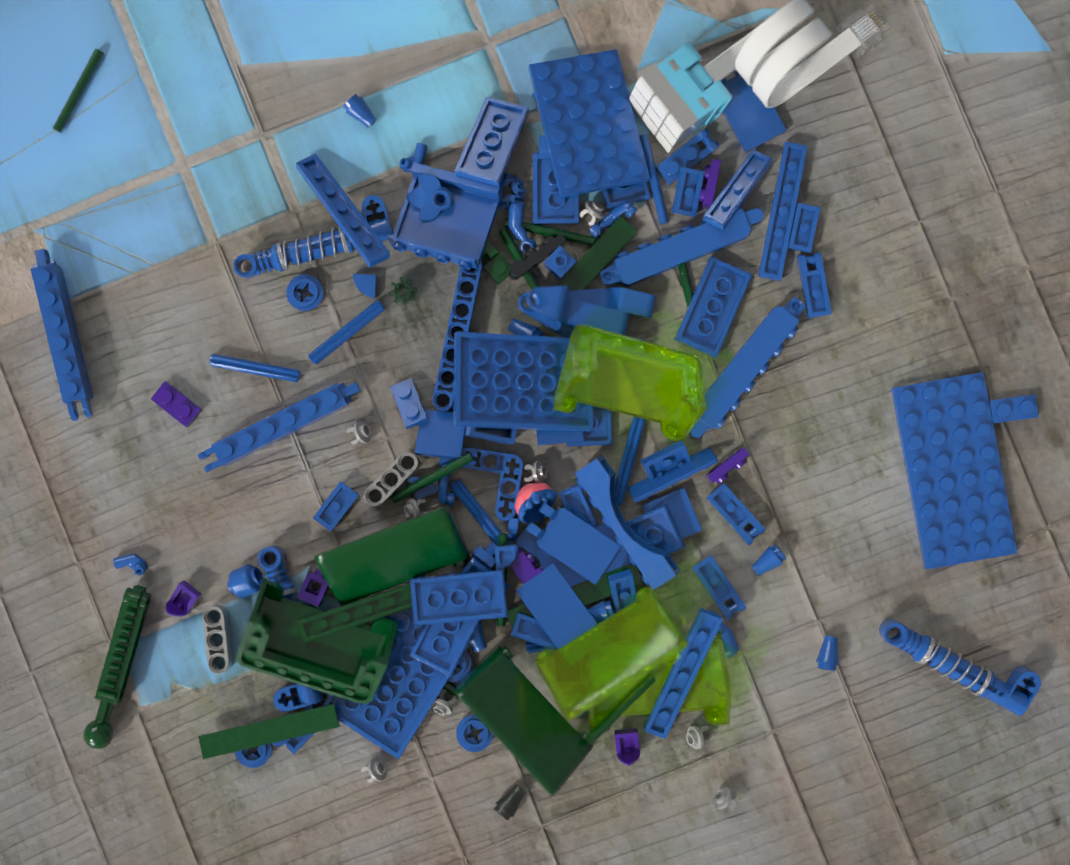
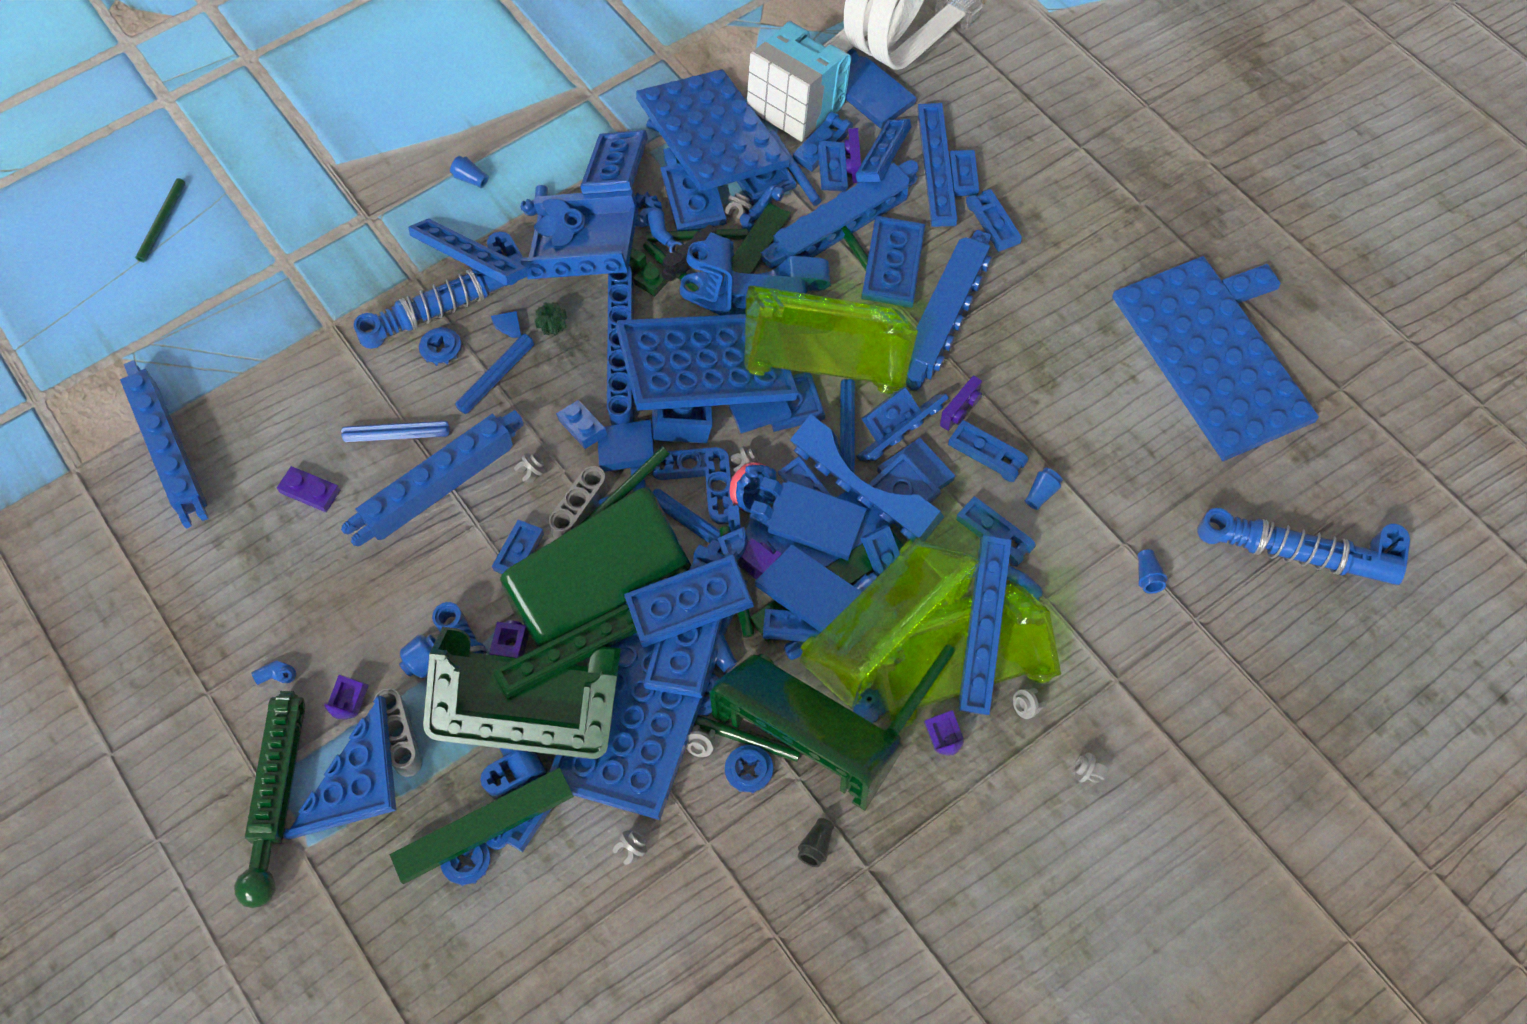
camera: 15 degrees left, 25 degrees down
(182, 673) = (356, 782): none -> blue tile

